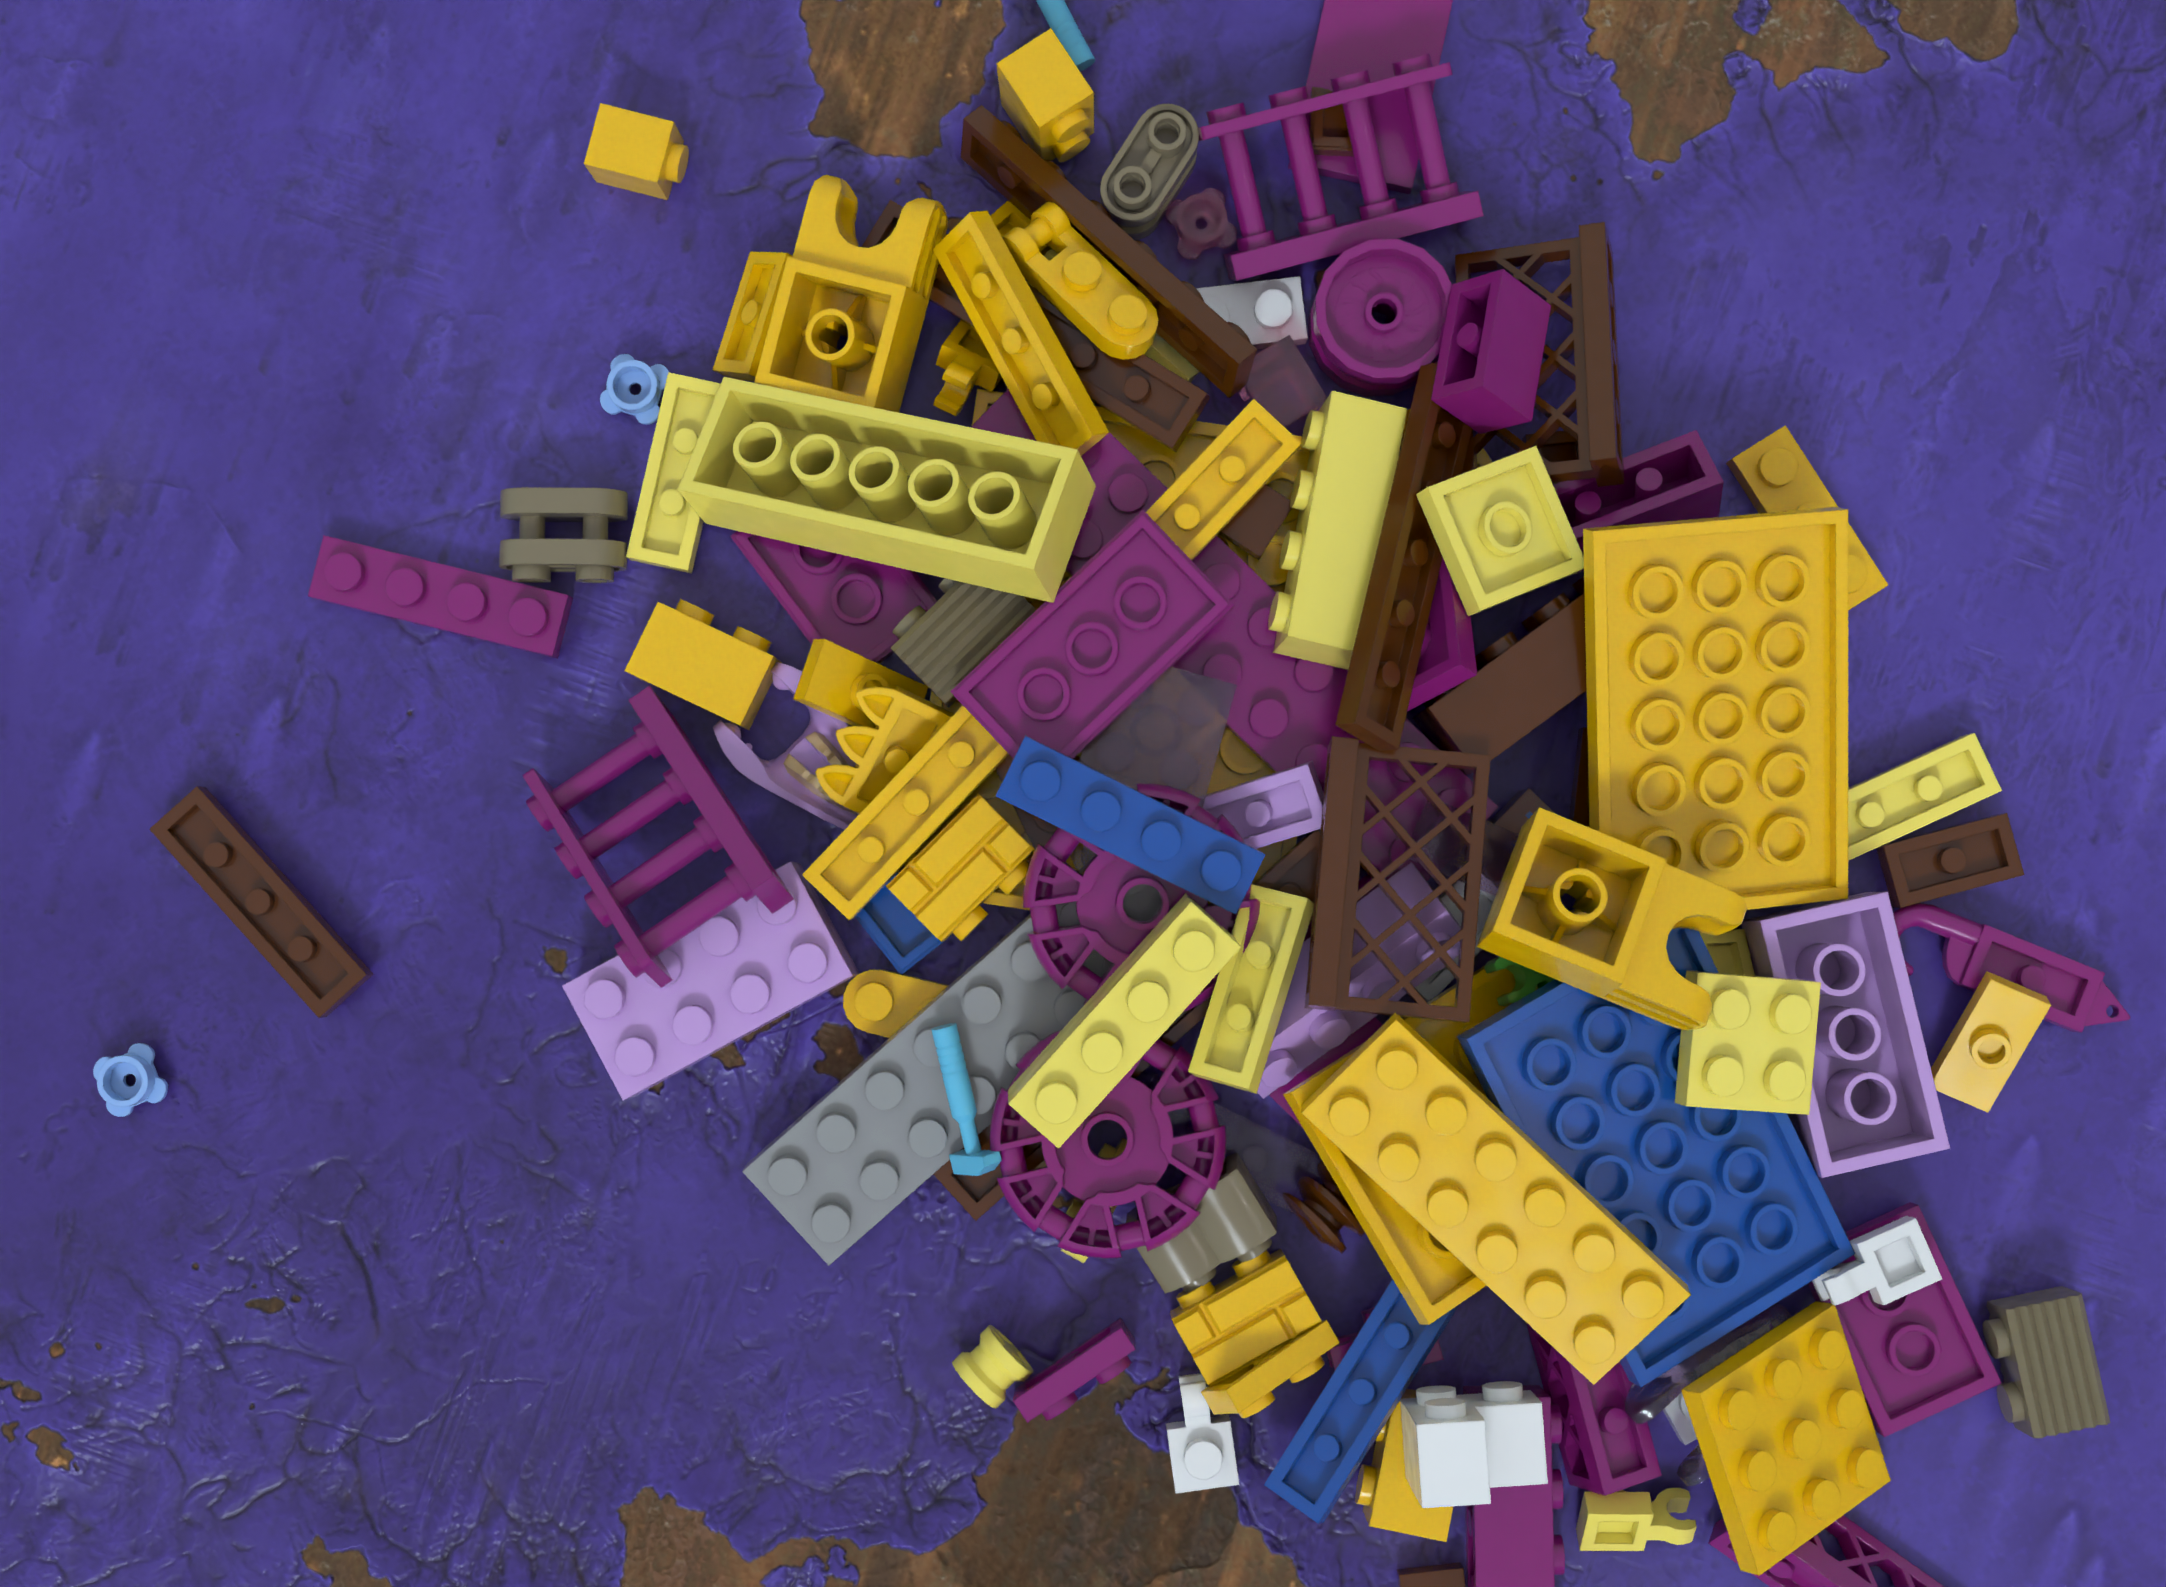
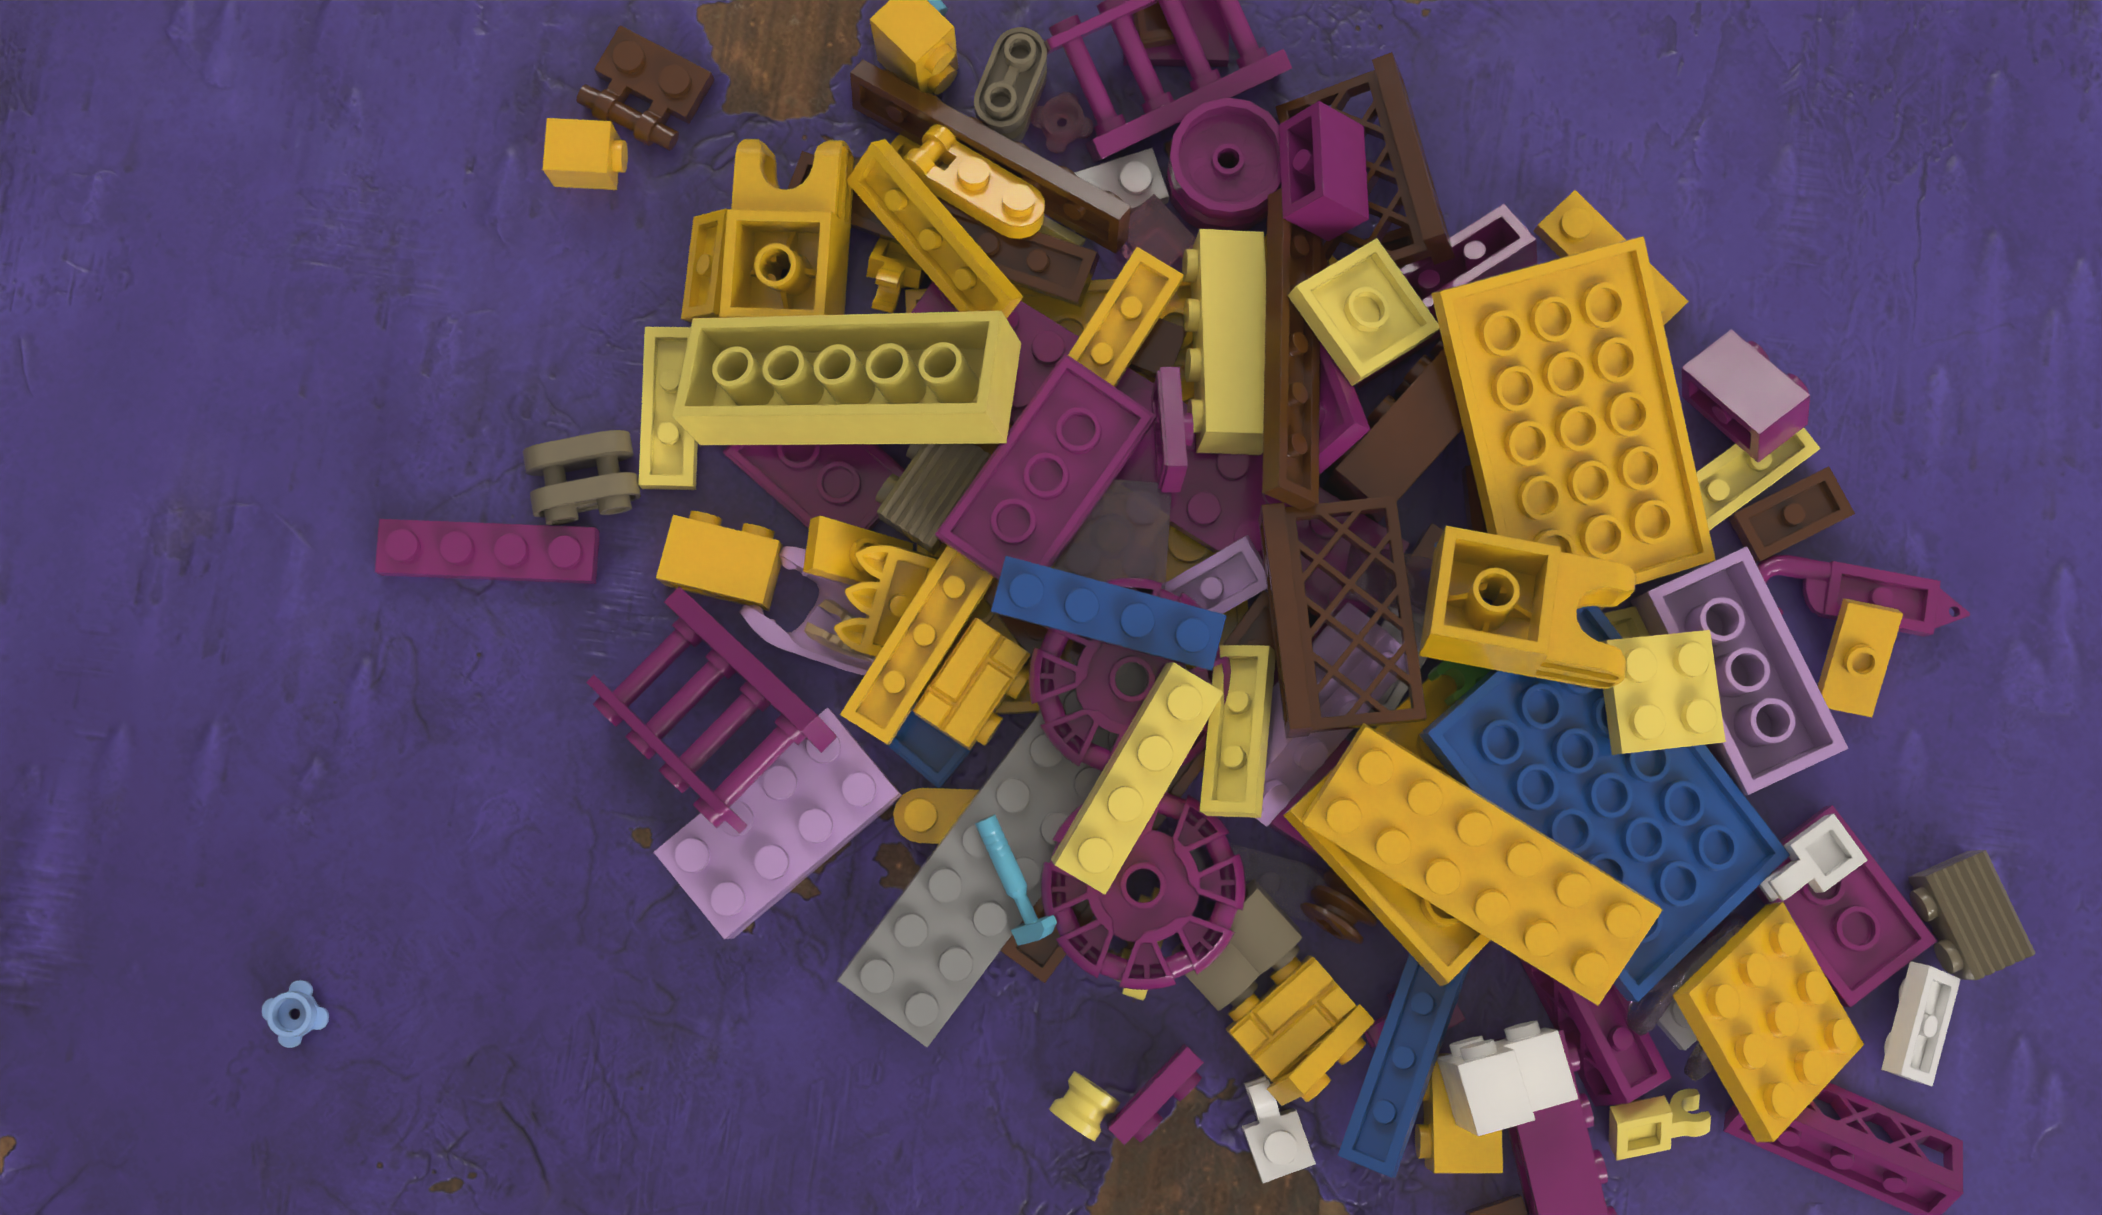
camera: 20 degrees left, 5 degrees down
(261, 901) = (381, 837): reddish brown plate -> none
(625, 373) = (608, 336): light blue plate -> none
(736, 73) = (653, 75): none -> reddish brown plate
(1249, 623) = (1171, 429): none -> magenta plate
(1929, 711) = (1746, 395): none -> brick
(1960, 1471) = (1920, 1023): none -> white plate

